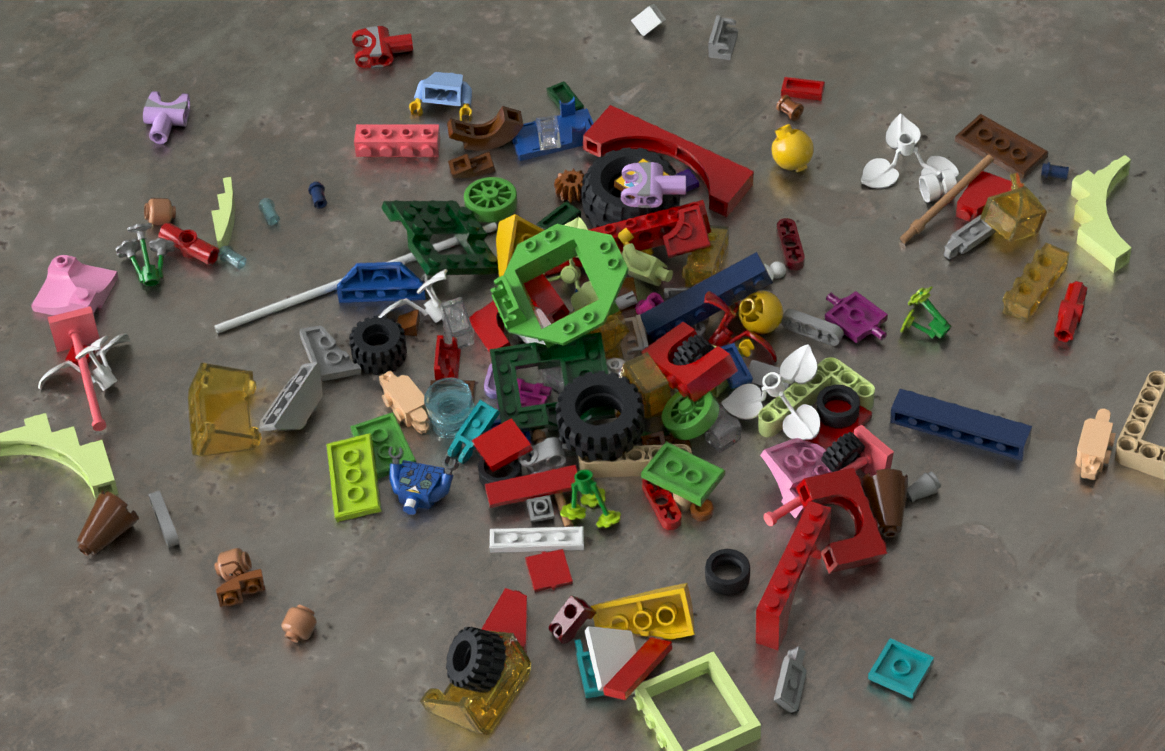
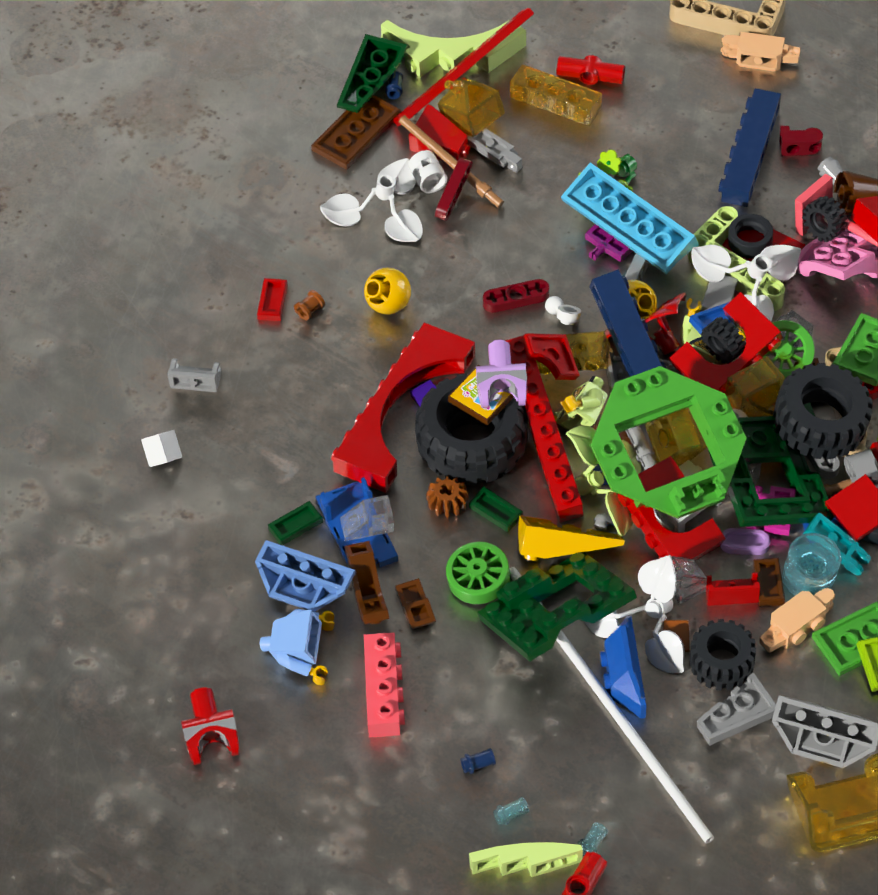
camera: 95 degrees left, 5 degrees up
(504, 88) = (301, 577): none -> medium blue wedge
(859, 313) = (629, 218): none -> medium azure arch
(924, 199) = (453, 189): none -> dark red beam
(967, 470) = (800, 141): none -> dark red leg
(1065, 146) = (371, 69): none -> dark green wedge
(1070, 211) = (465, 64): none -> red tile

